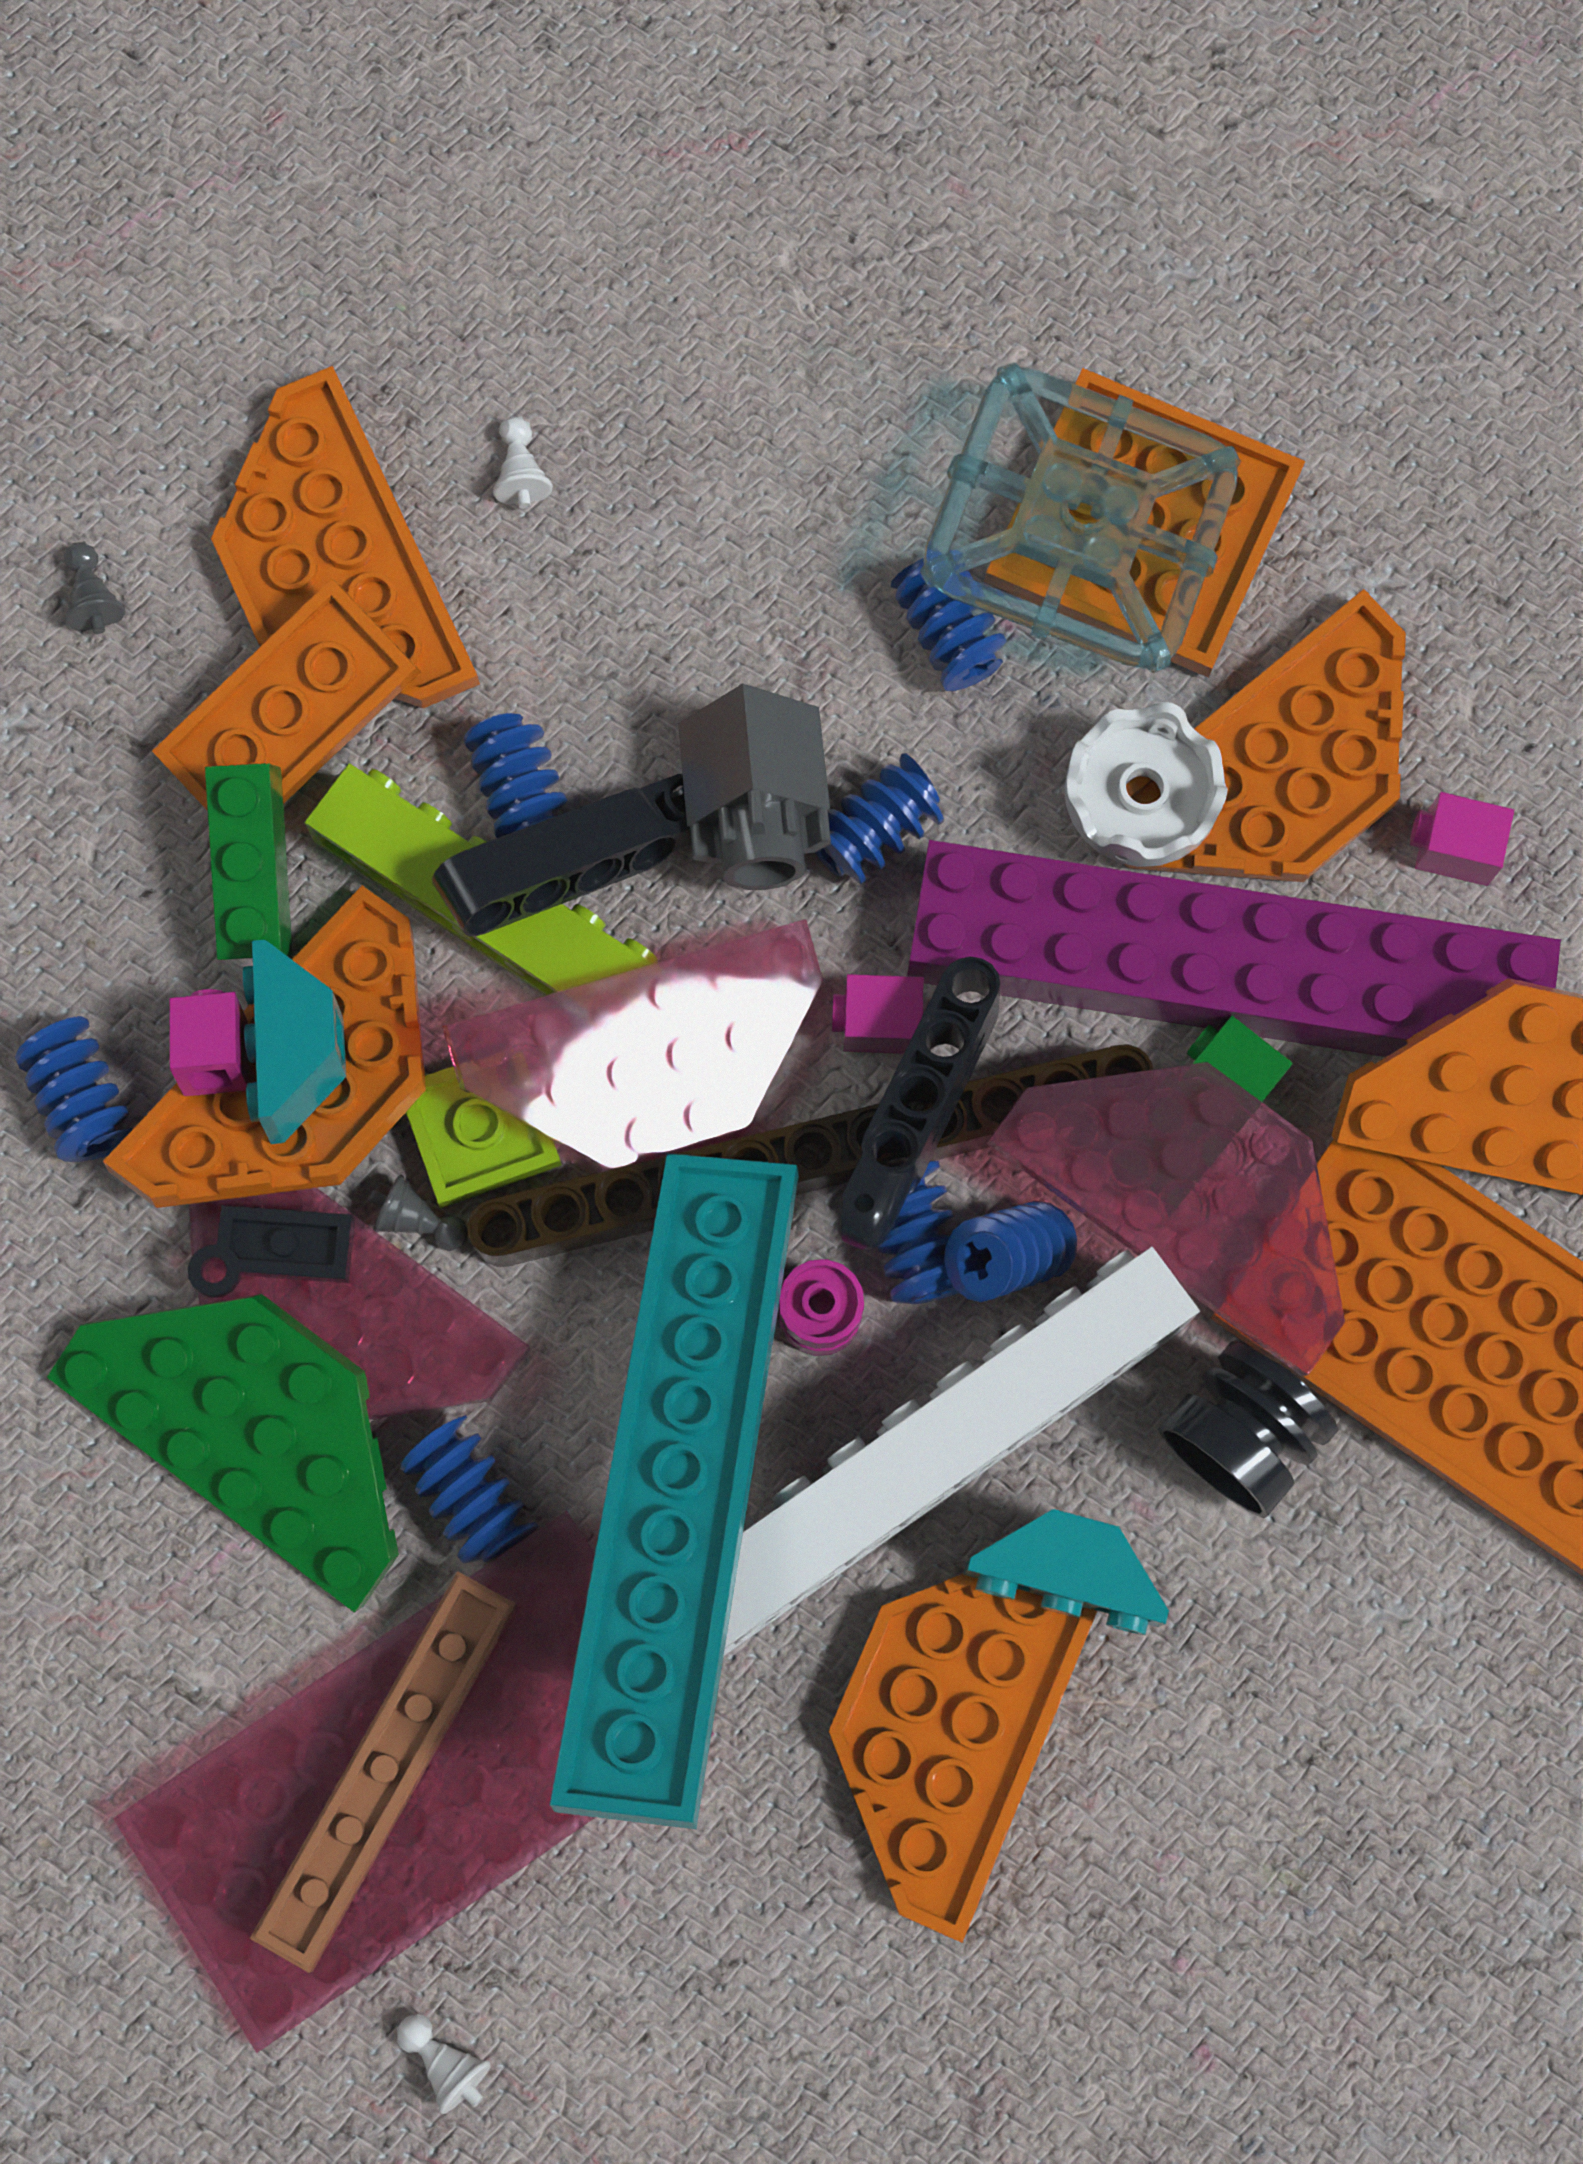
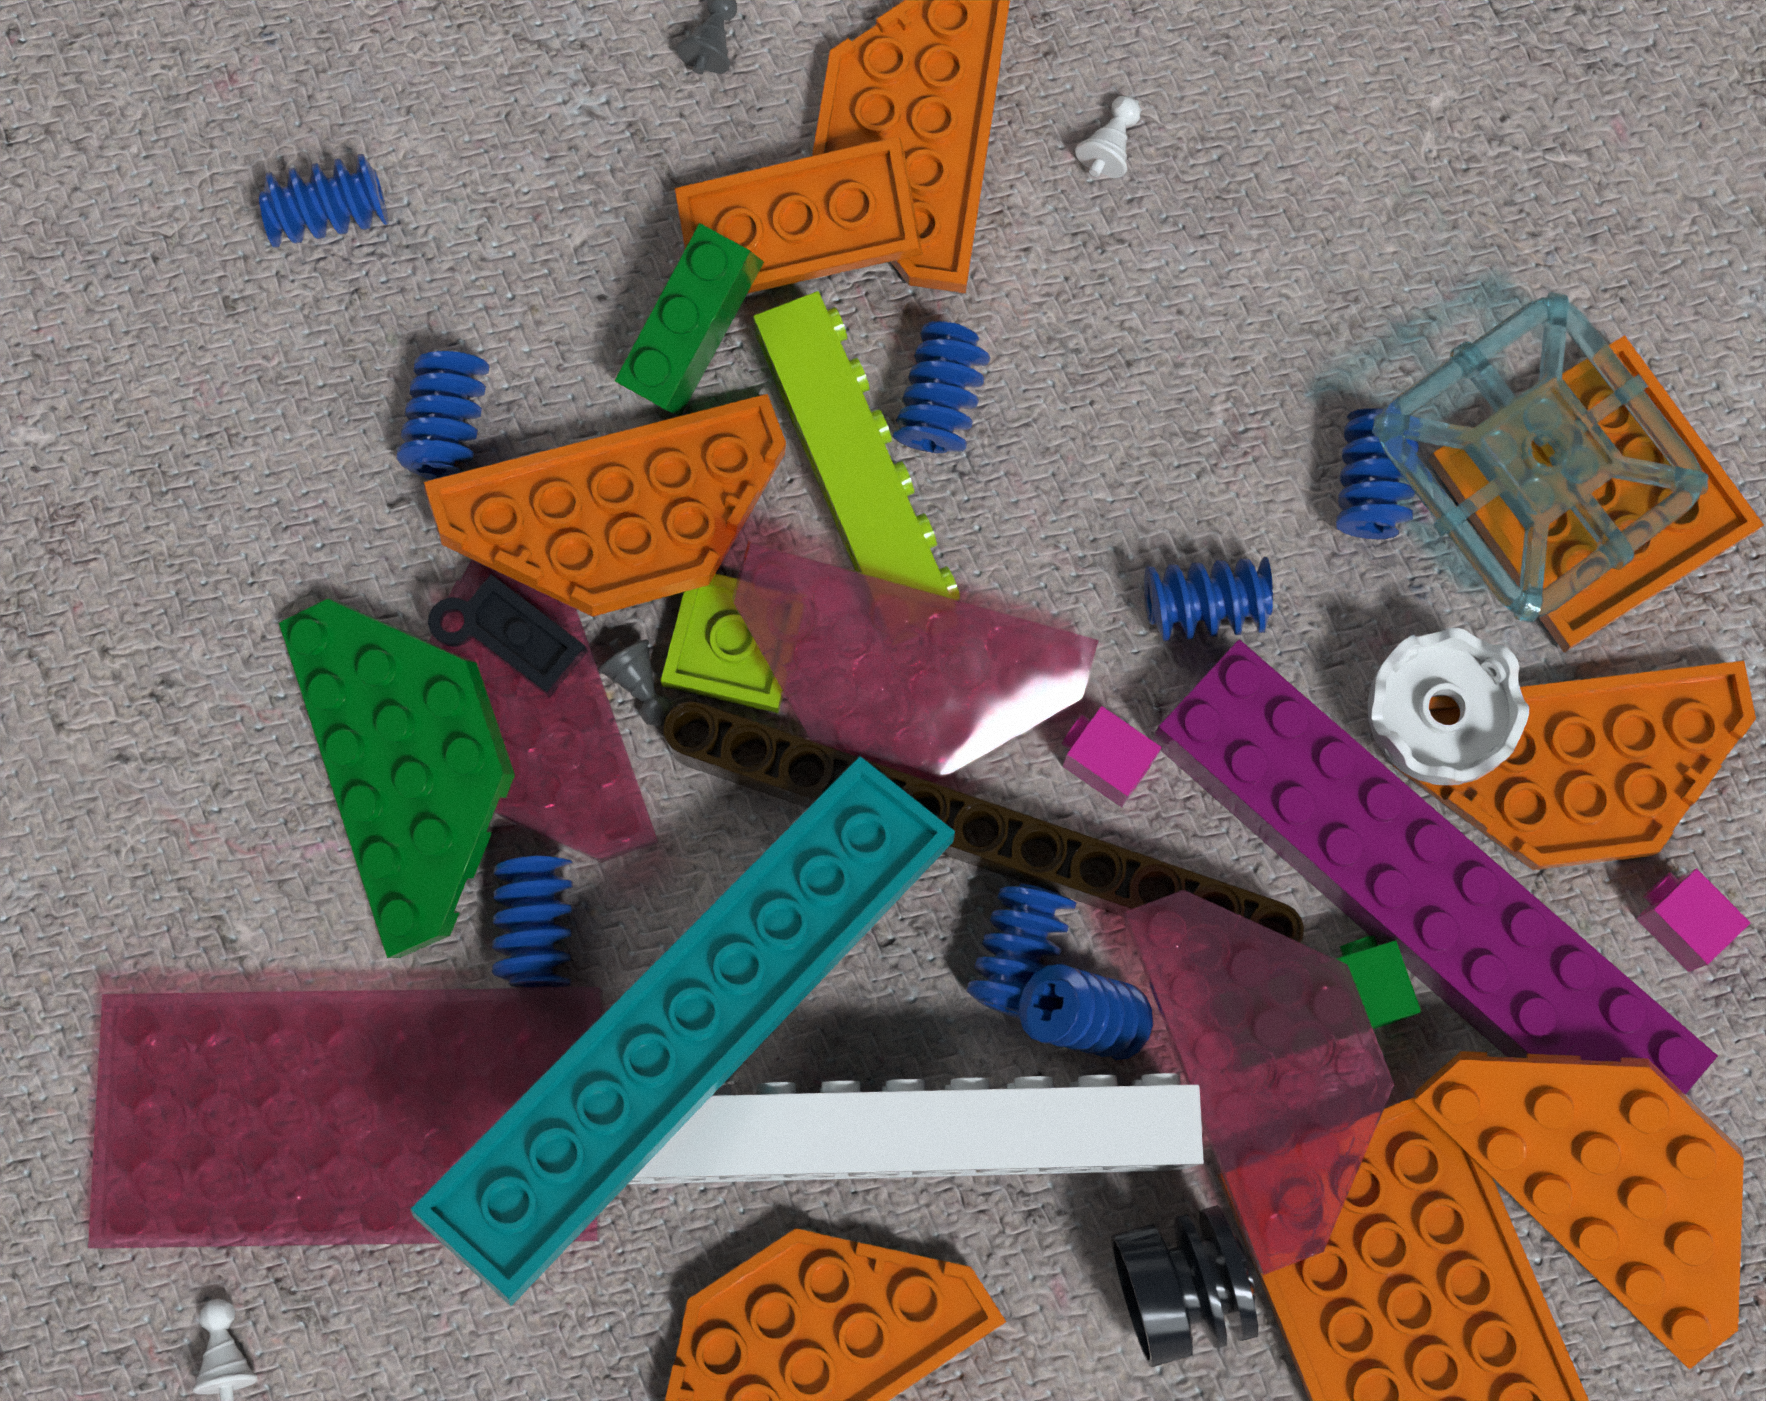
camera: 35 degrees right, 0 degrees up
(208, 1043) = (562, 441): dark pink brick -> none
(293, 1042) = (625, 482): teal slope -> none
(383, 1773) = (325, 1096): nougat tile -> none
(564, 857) = (948, 472): black piece -> none
(755, 786) = (1126, 508): dark grey piece -> none
(820, 1307) = (904, 958): dark pink wheel -> none
(879, 1191) = (1004, 896): black piece -> none
(1073, 1567) = (965, 1300): teal slope -> none

